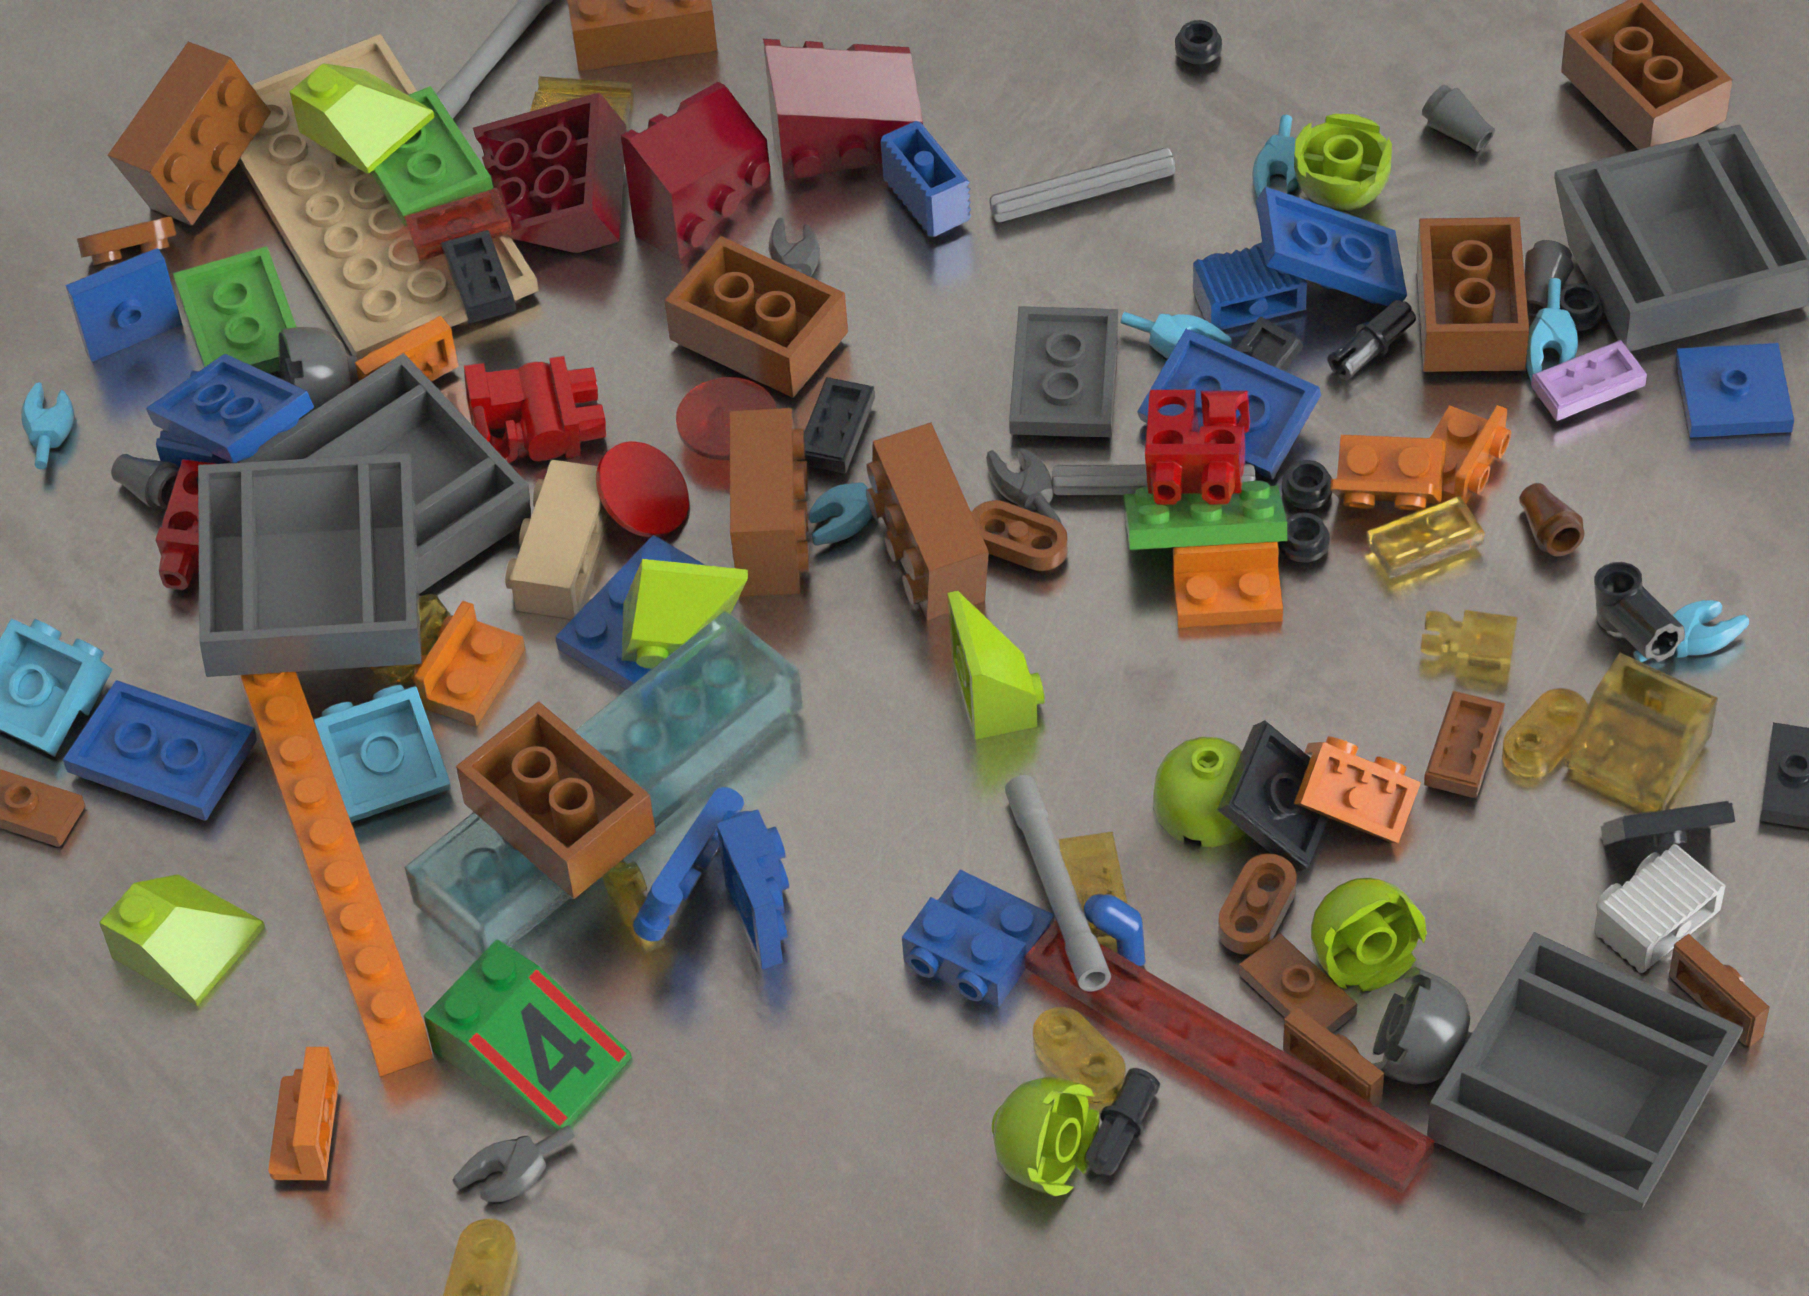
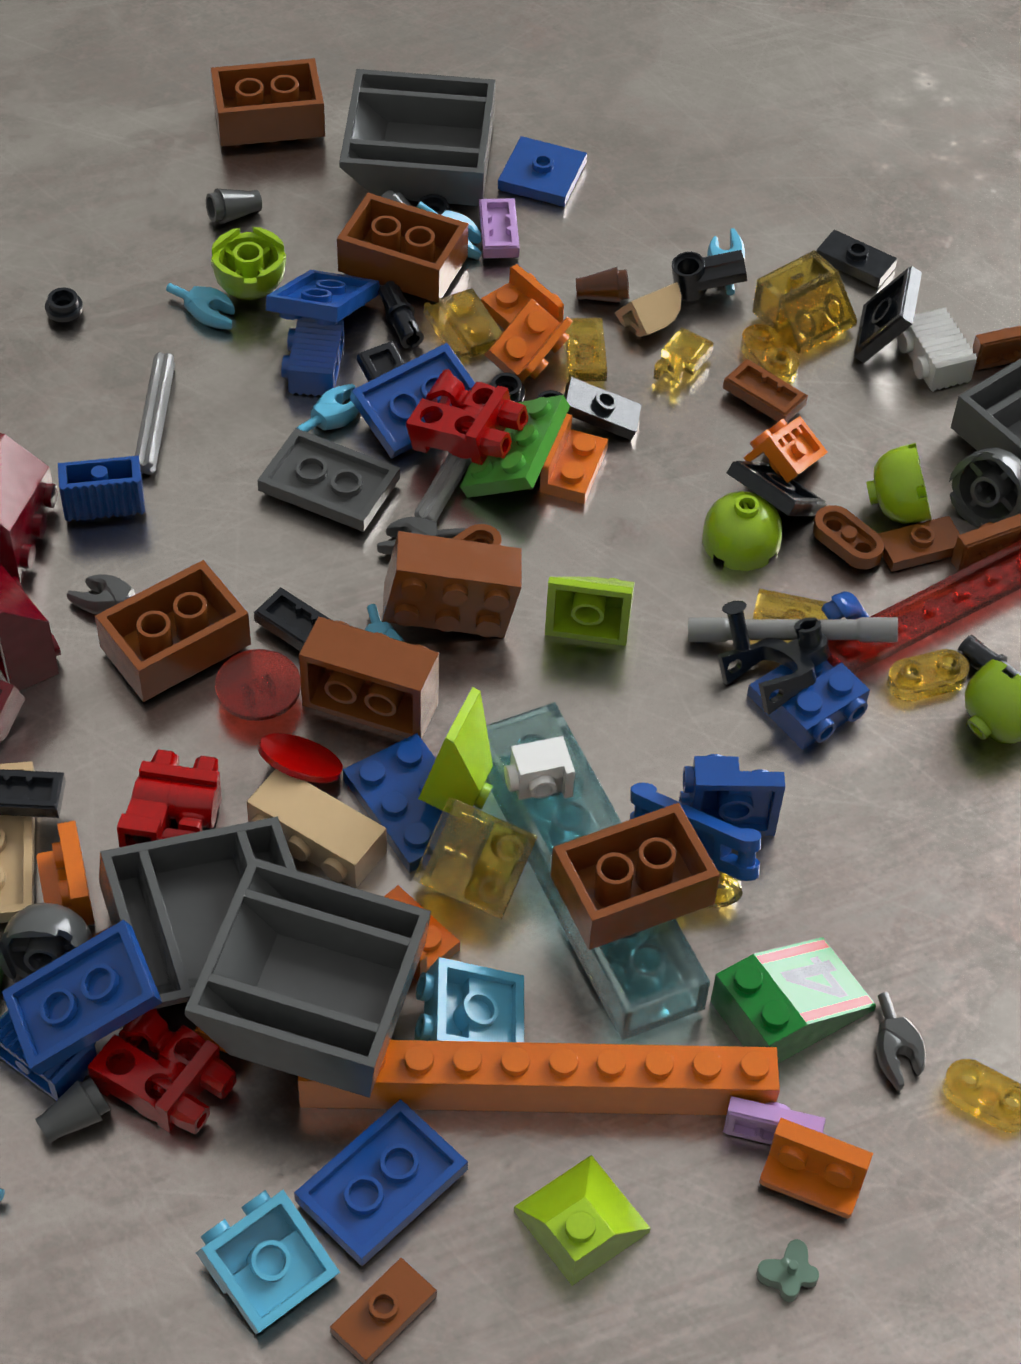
camera: 75 degrees left, 0 degrees up
(189, 1143) = (789, 1272): none -> sand green piece
(352, 1067) = (759, 1120): none -> lavender plate
(564, 664) = (475, 858): none -> clear yellow slope
(675, 677) = (540, 769): none -> white brick
(1017, 896) = (798, 655): none -> black piece
(1325, 582) = (602, 408): none -> plate
(1401, 403) = (463, 323): none -> clear yellow plate
(1534, 581) = (652, 310): none -> tan brick

